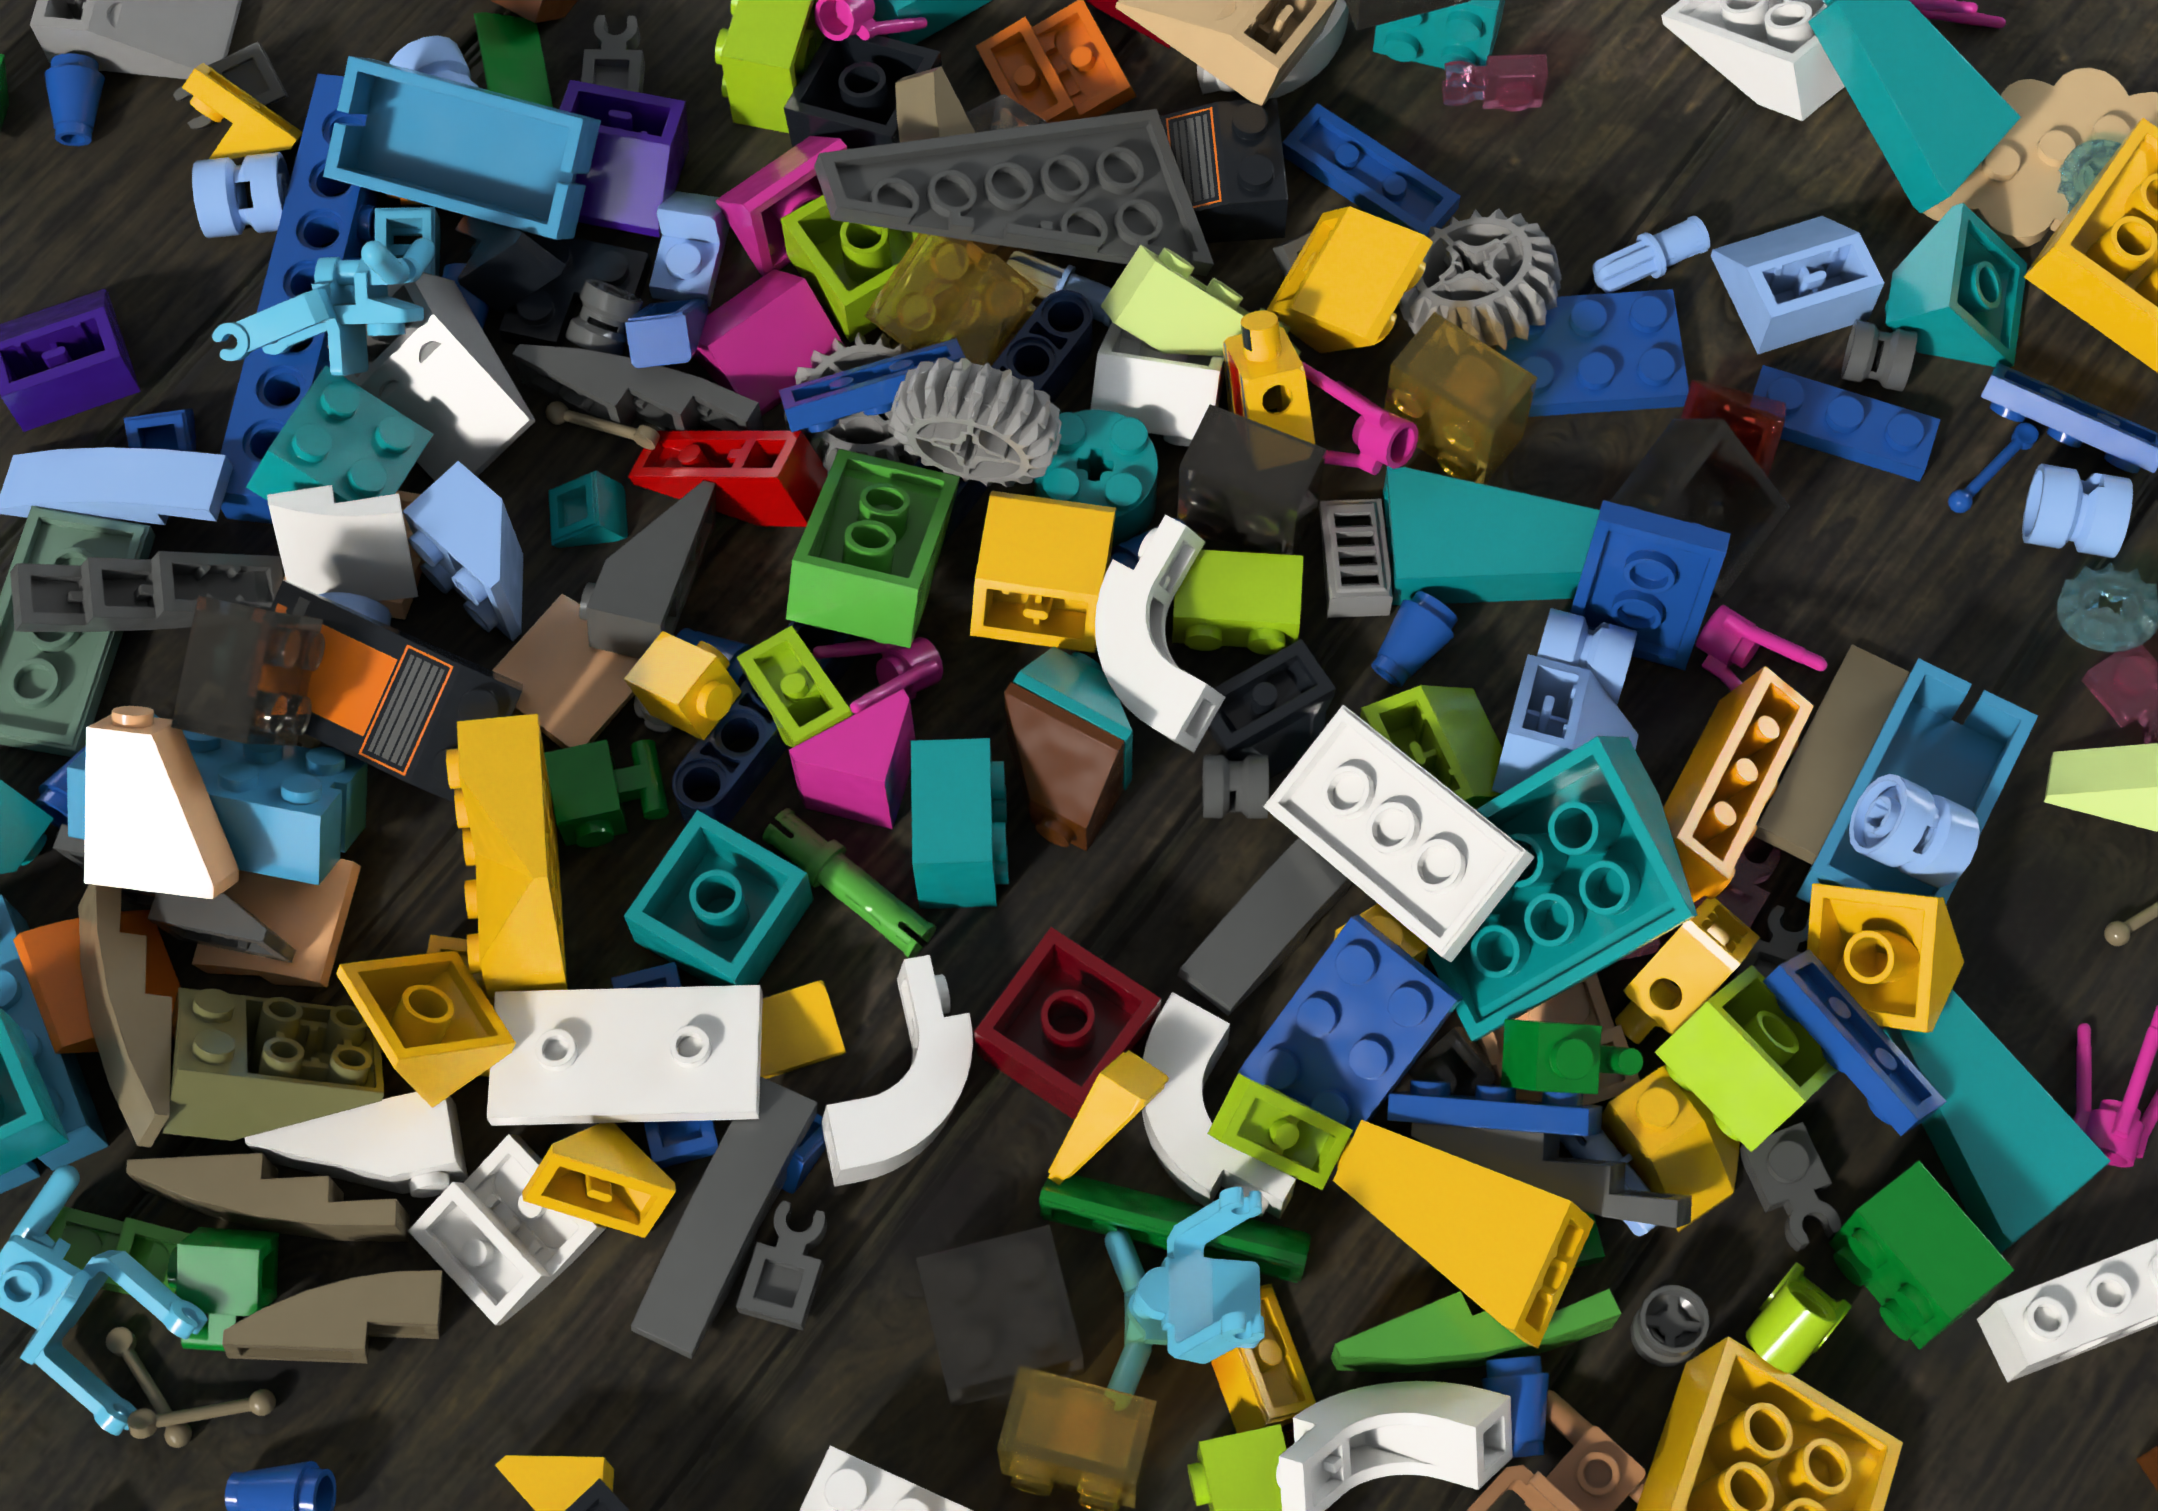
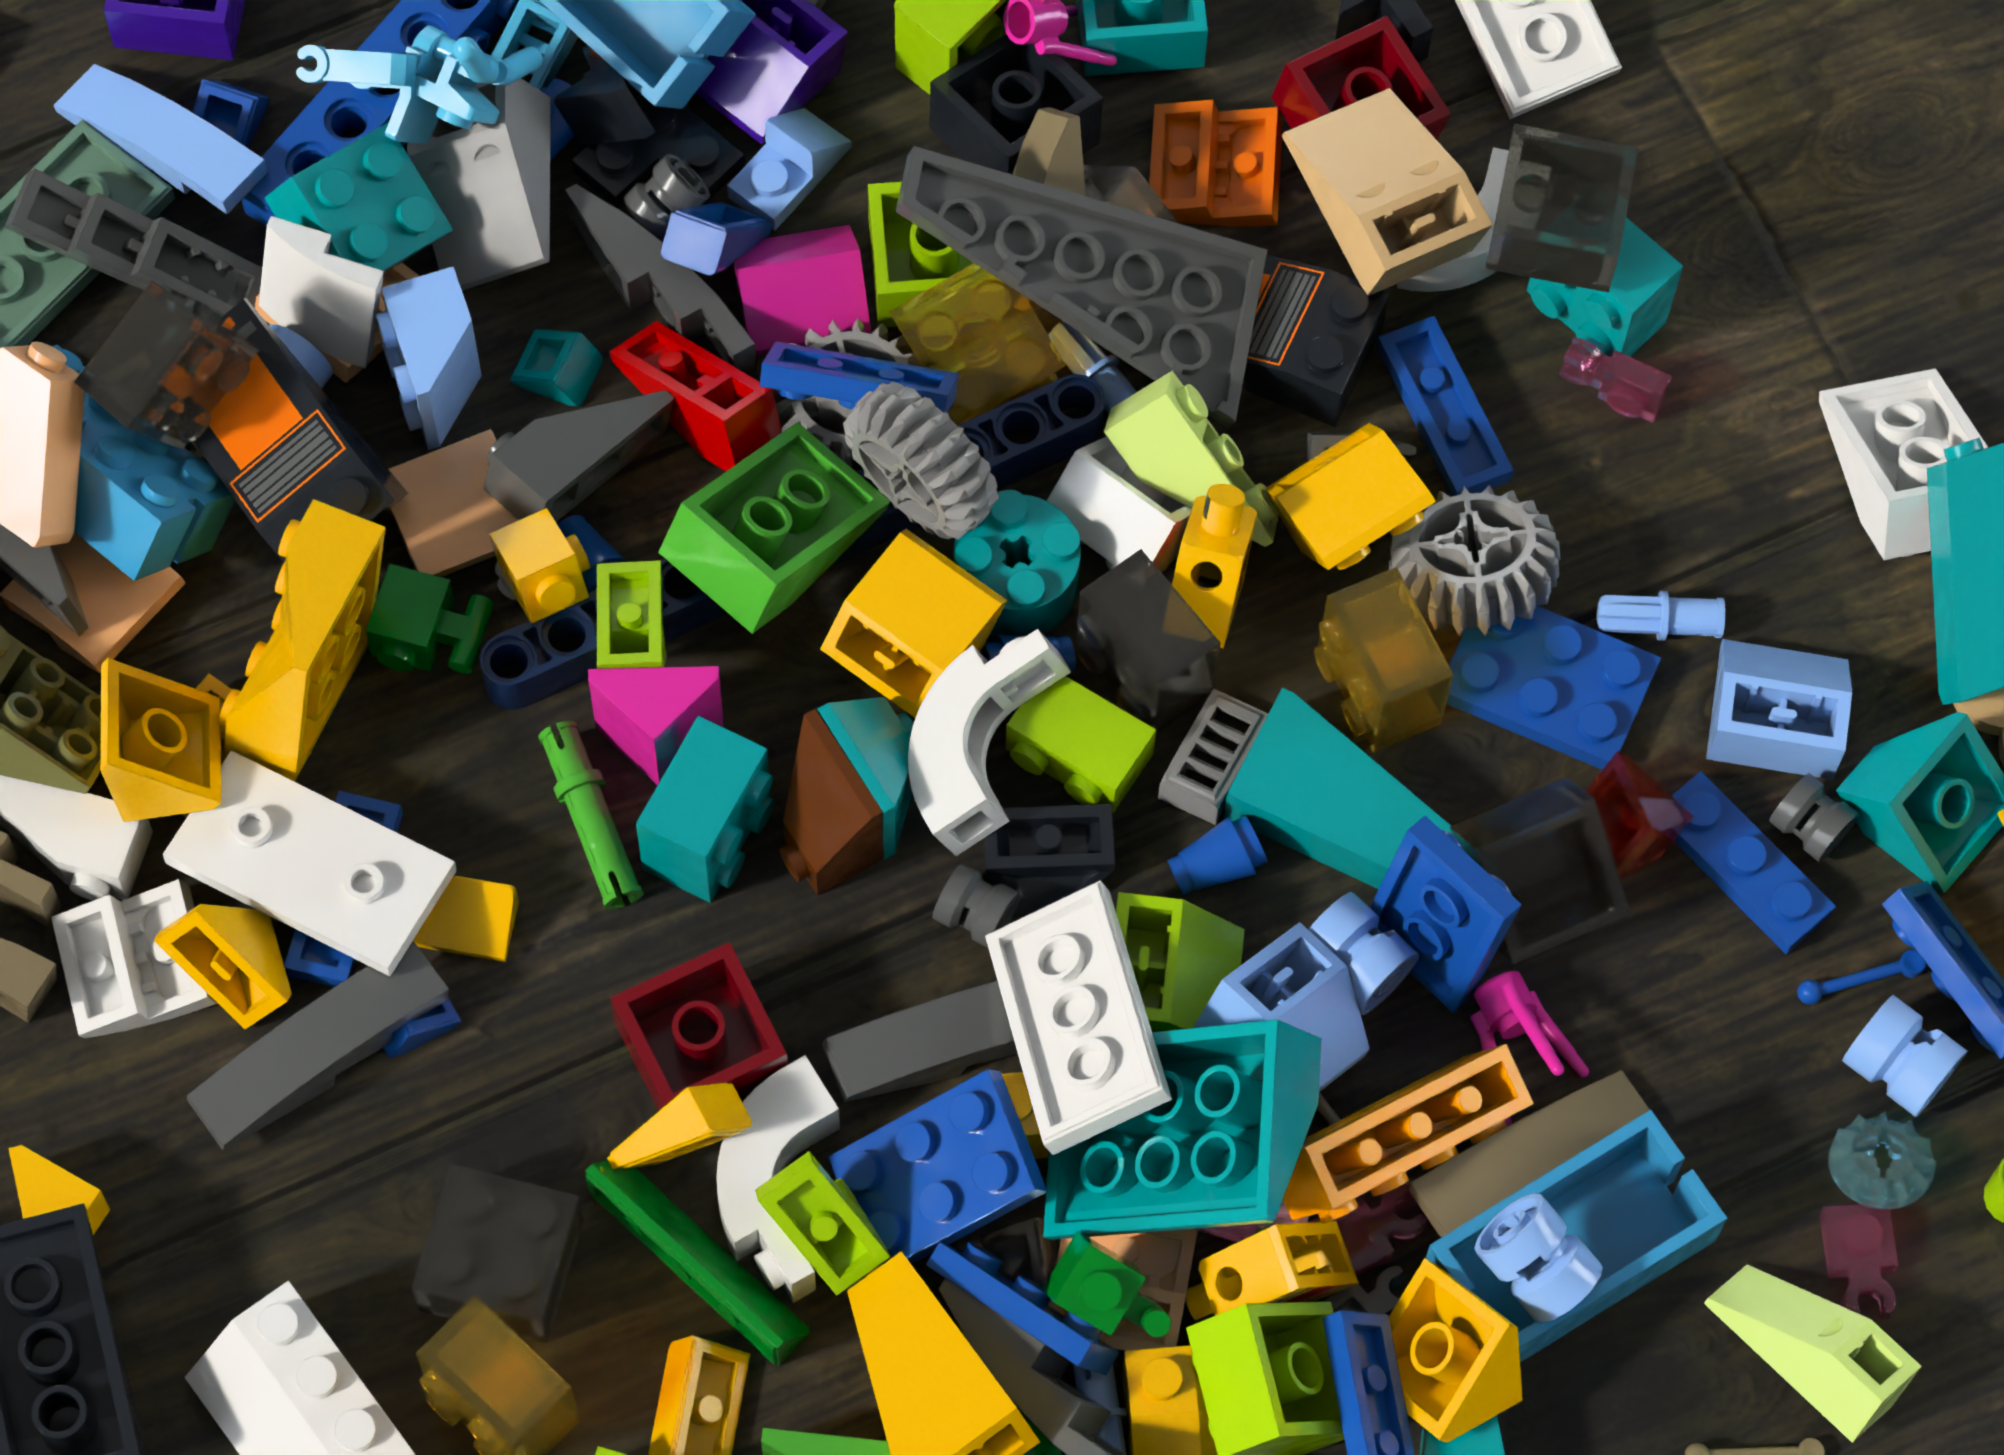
camera: 25 degrees right, 0 degrees up
(645, 436) = (583, 263): dark tan hinge -> none
(719, 905) = (464, 775): teal brick -> none
(770, 194) = (878, 158): dark pink slope -> none
(783, 1277) = (338, 1124): dark grey plate -> none
(893, 1127) = (521, 1043): white arch -> none
(897, 670) = (740, 652): dark pink plant -> none
(1191, 1301) = (660, 1323): medium azure piece -> none
(1377, 432) = (1290, 655): dark pink plant -> none

